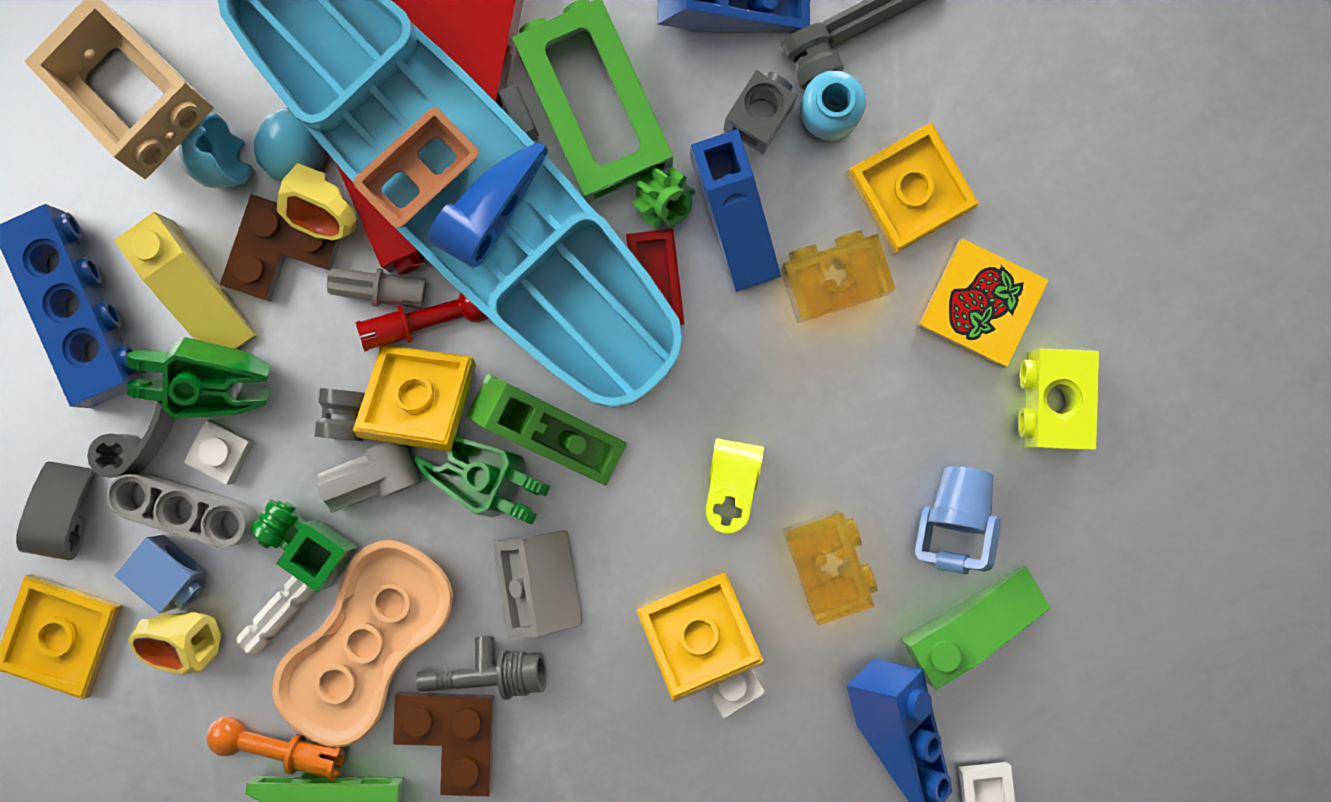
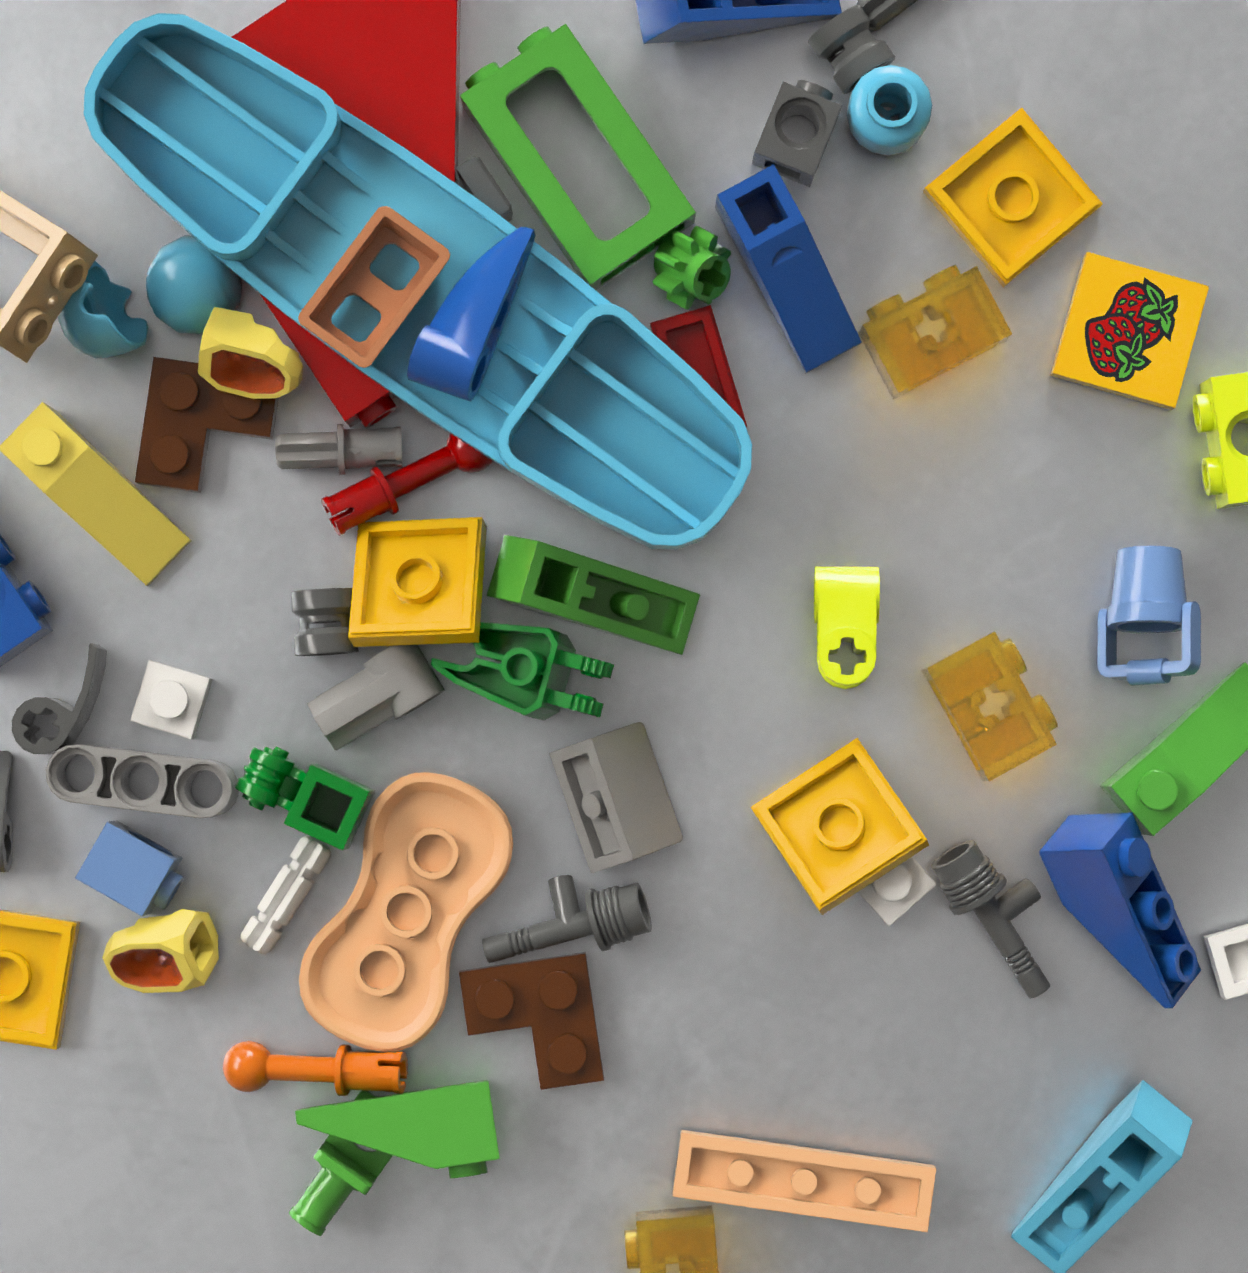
camera: 10 degrees left, 0 degrees up
(200, 379) = (137, 608): green hinge -> none
(793, 701) = (971, 885): none -> dark grey piece

